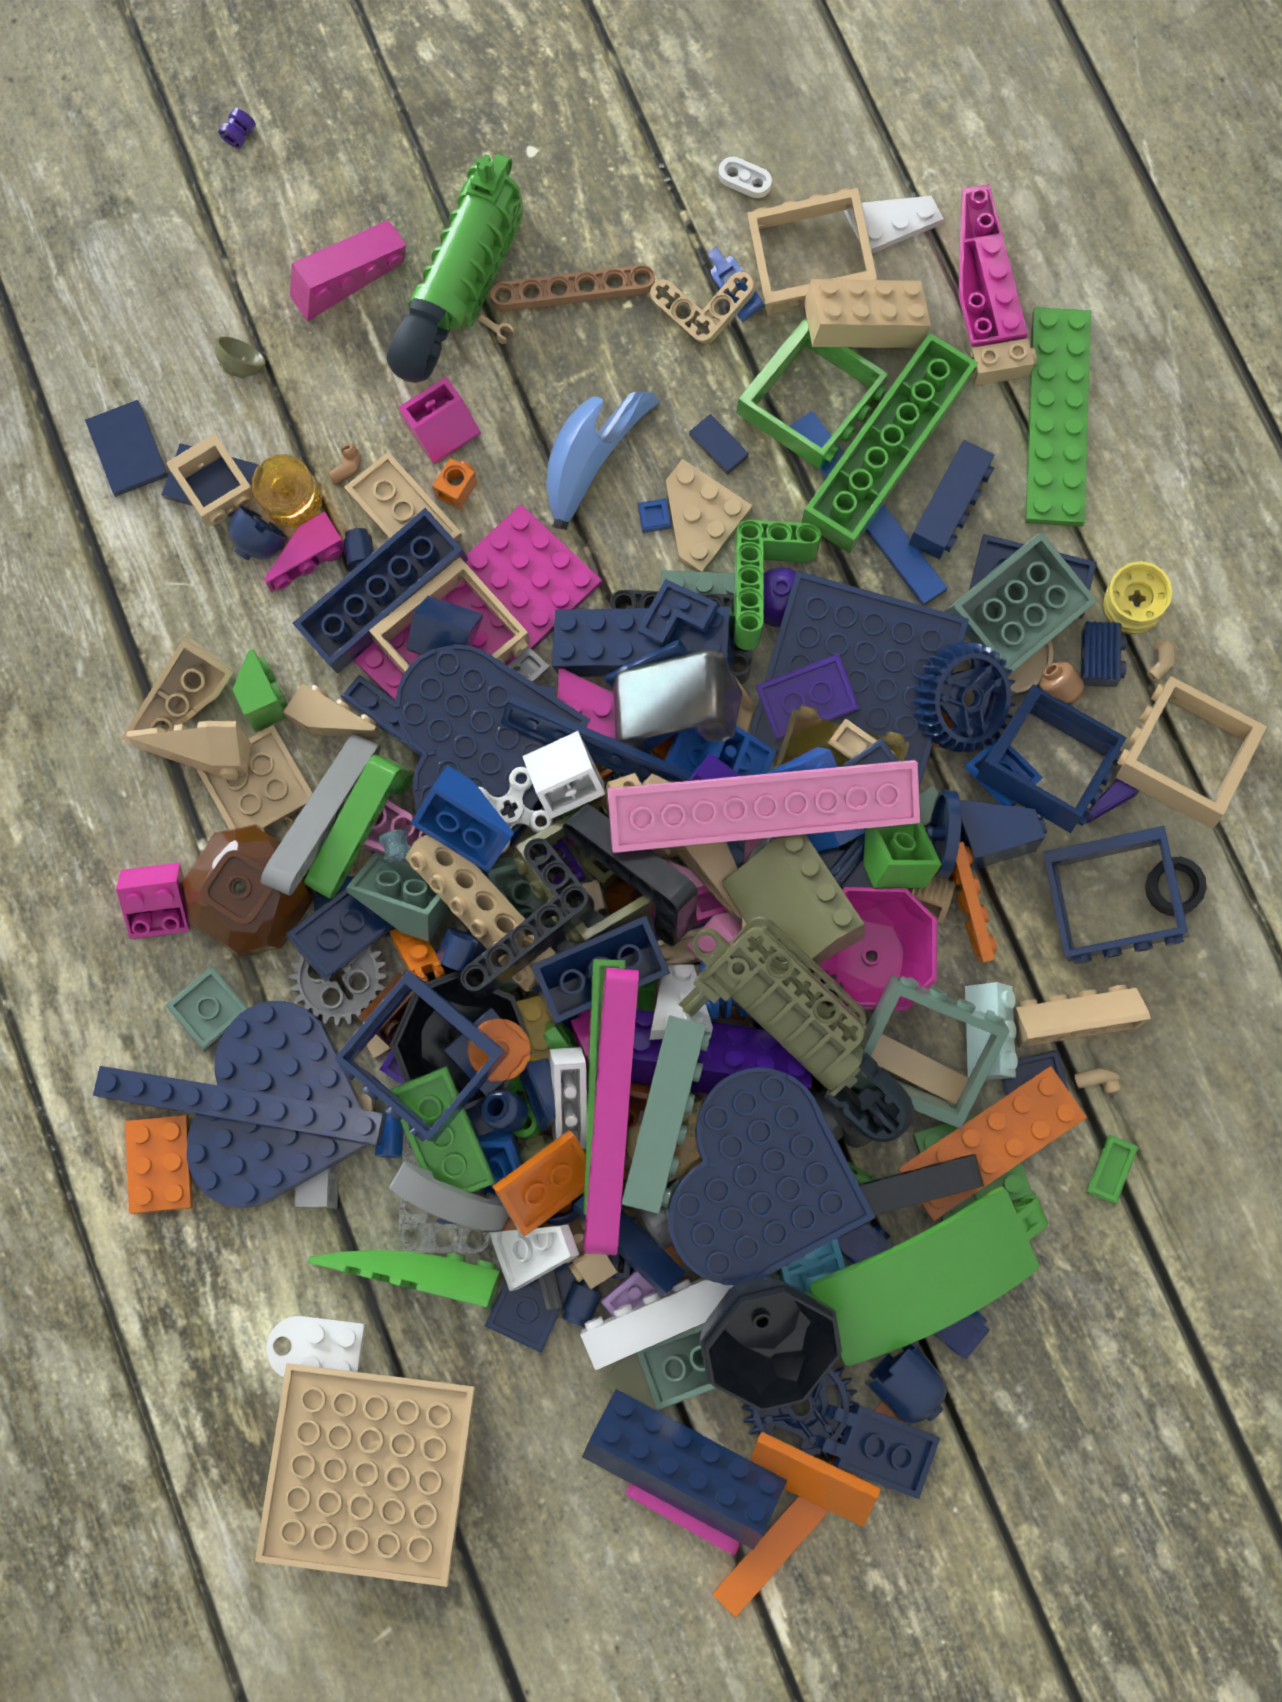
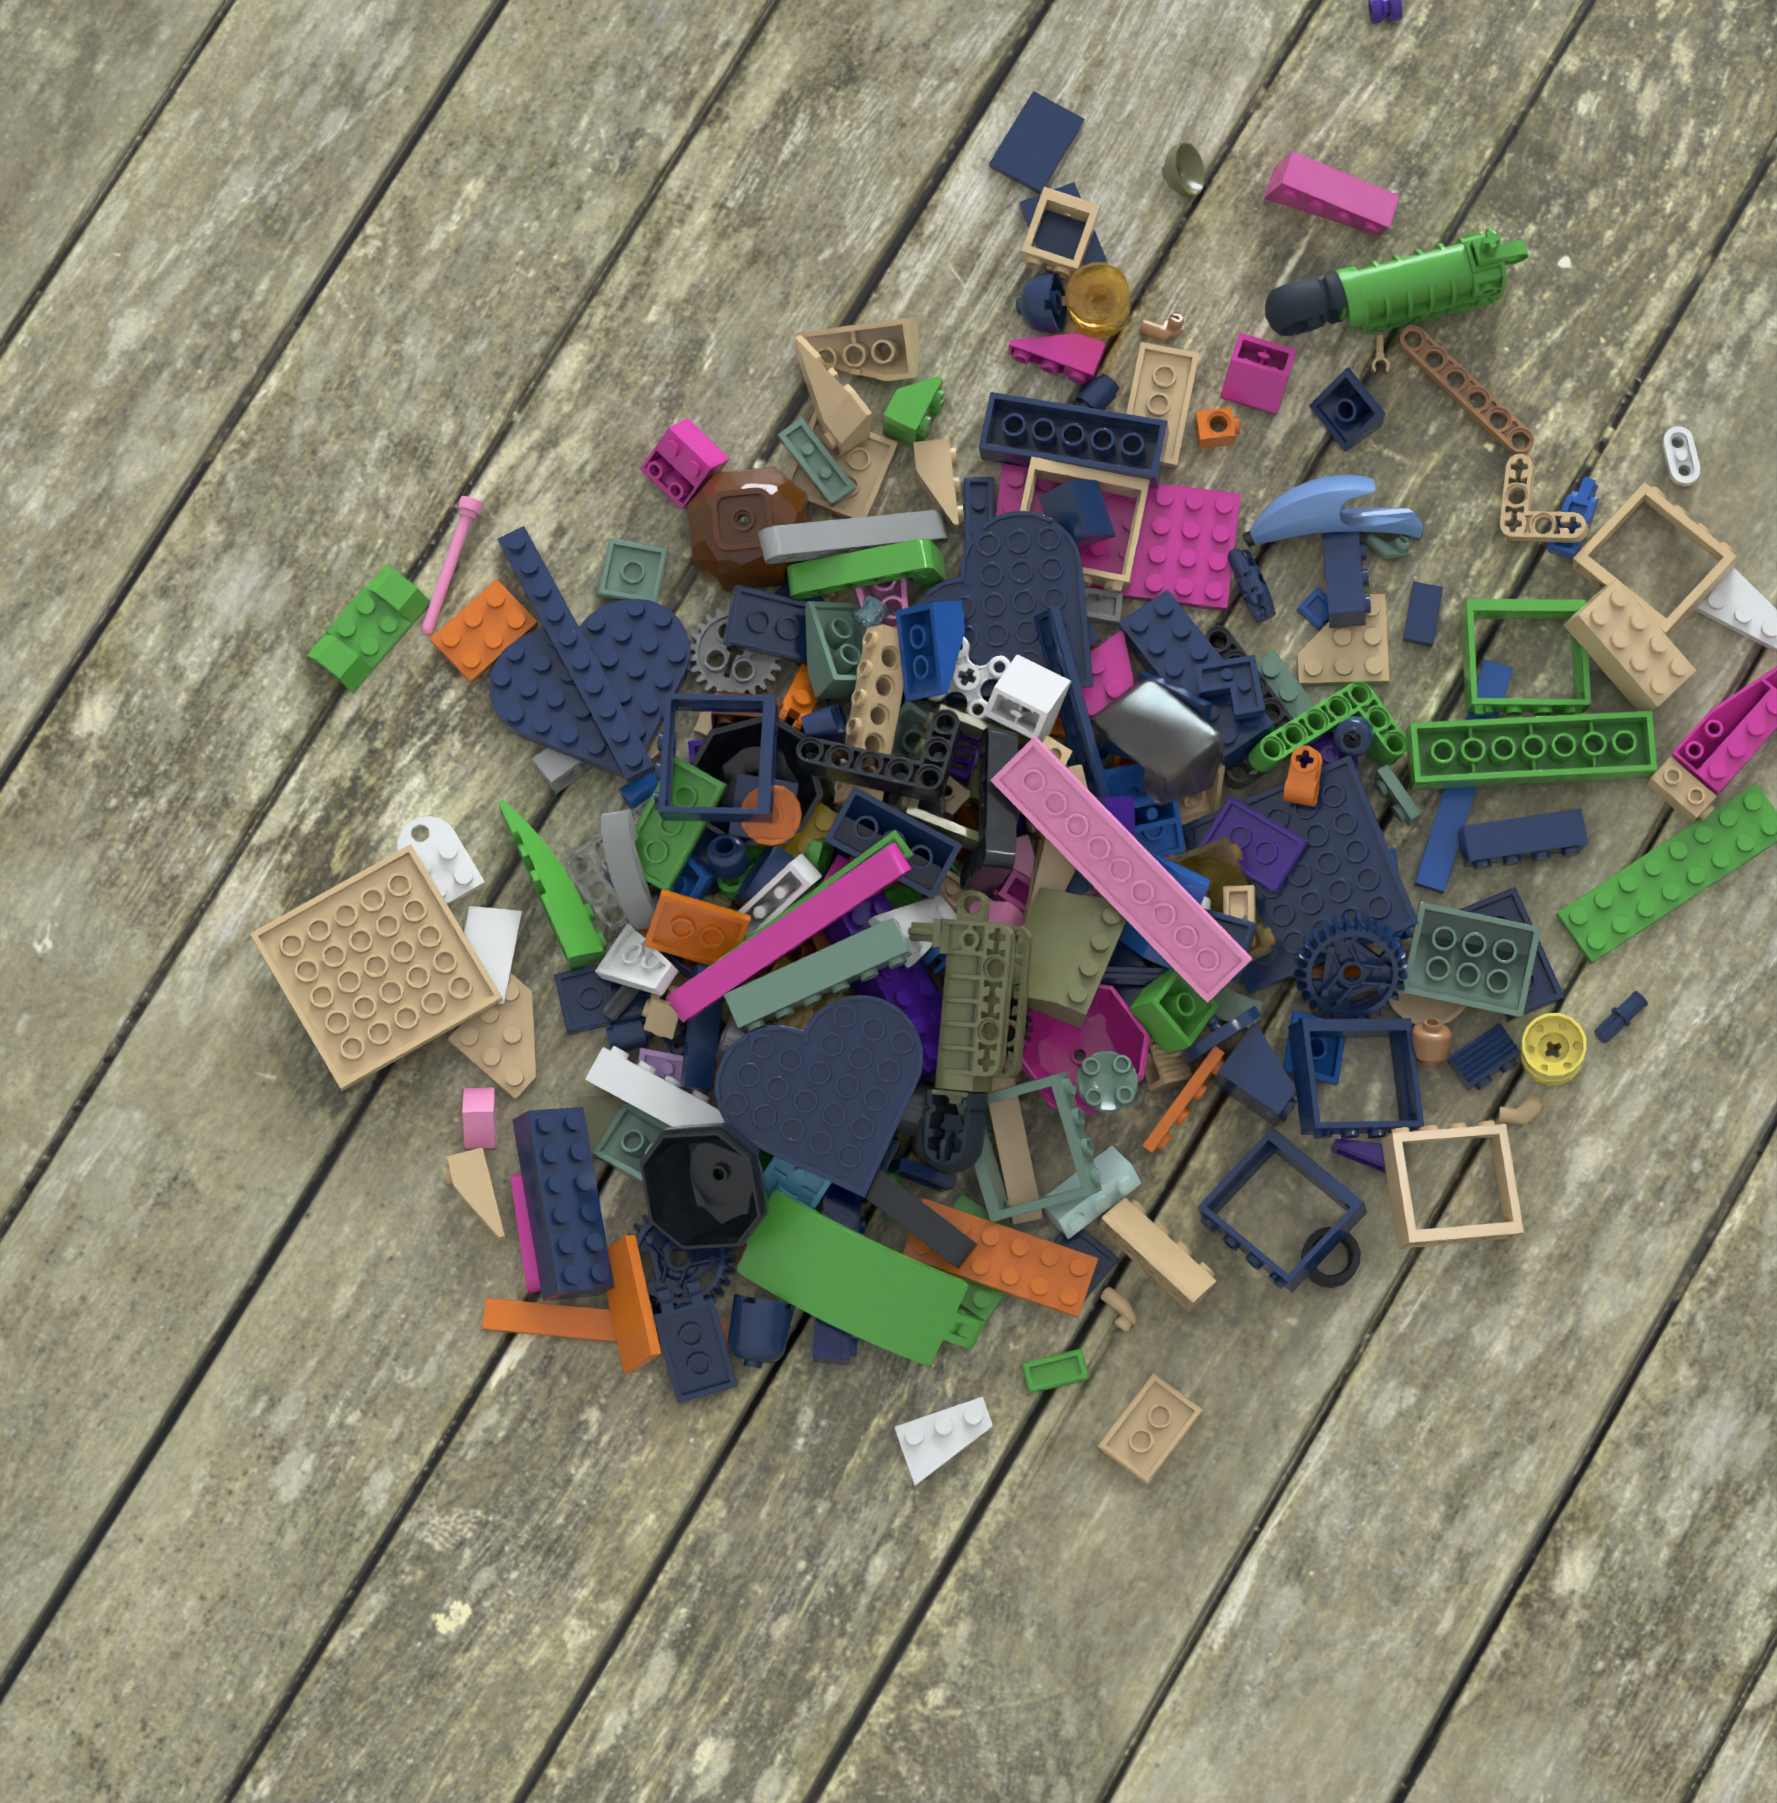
camera: 45 degrees right, 0 degrees up
(51, 1100) = (468, 510): none -> bright pink piece
(80, 1256) = (369, 628): none -> bright green piece
(238, 797) = (816, 462): none -> sand green plate
(417, 1355) = (494, 939): none -> white sticker
(505, 1409) = (503, 1040): none -> tan plate
(520, 378) = (1348, 410): none -> dark blue slope
(555, 1480) = (479, 1118): none -> bright pink slope
(598, 548) = (1251, 584): none -> dark blue hinge
(610, 1530) = (473, 1184): none -> tan slope
(649, 431) = (1388, 549): none -> sand green arm
(650, 476) = (1345, 579): none -> dark blue brick
(791, 560) = (1346, 744): none -> dark blue head
(793, 621) = (1302, 782): none -> orange piece
(857, 566) = (1403, 805): none -> sand green plate
(877, 1155) = (922, 1174): none -> dark blue tile
(923, 949) = (1107, 1081): none -> sand green dish
(1100, 1302) = (940, 1436): none -> white wing
(1142, 533) = (1620, 1017): none -> dark blue axle
(1212, 1130) = (1150, 1428): none -> tan tile

